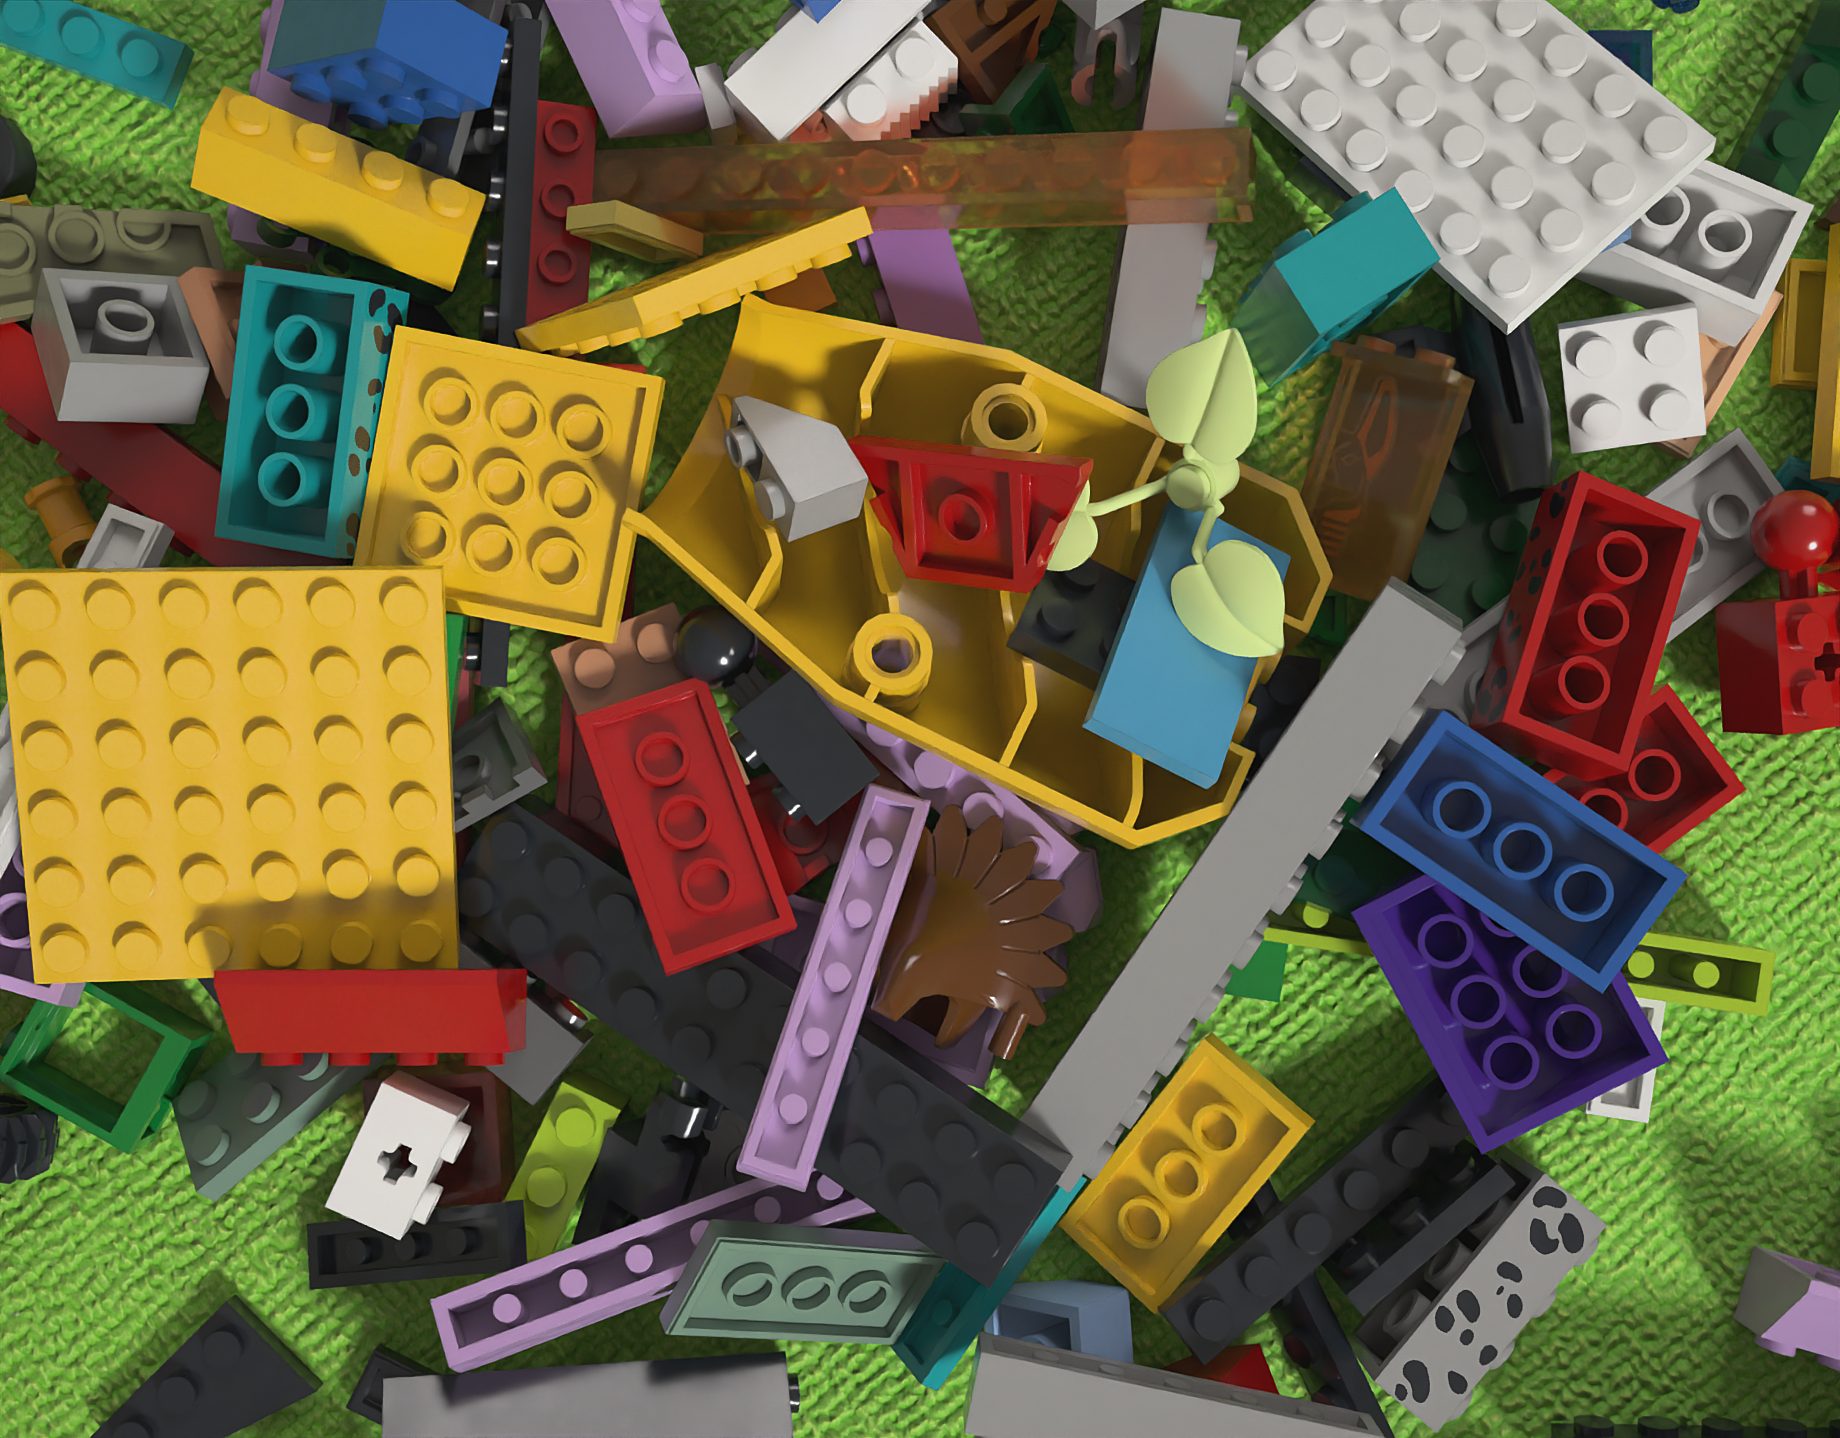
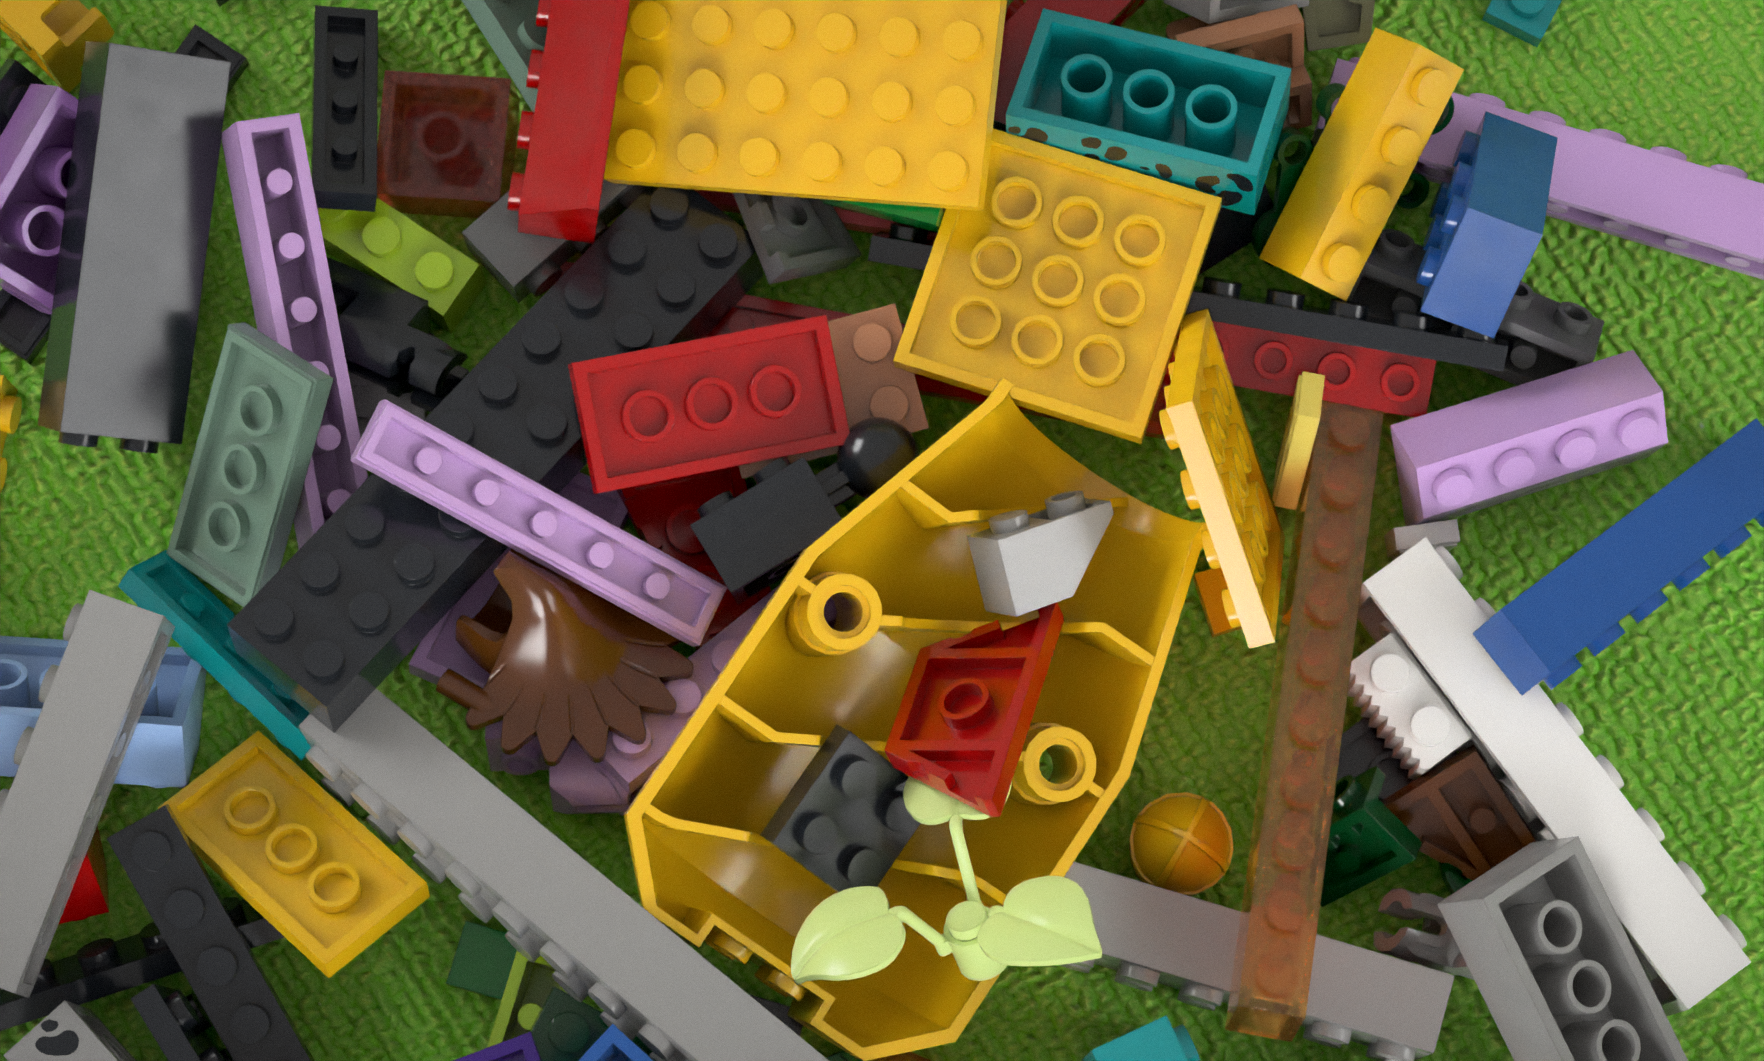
camera: 95 degrees right, 10 degrees down
(372, 1182) = (416, 74): white brick -> none
(920, 283) = (1207, 719): medium lavender brick -> none
(1053, 306) = (1181, 843): none -> yellow helmet
(1160, 684) = (775, 863): dark azure tile -> none

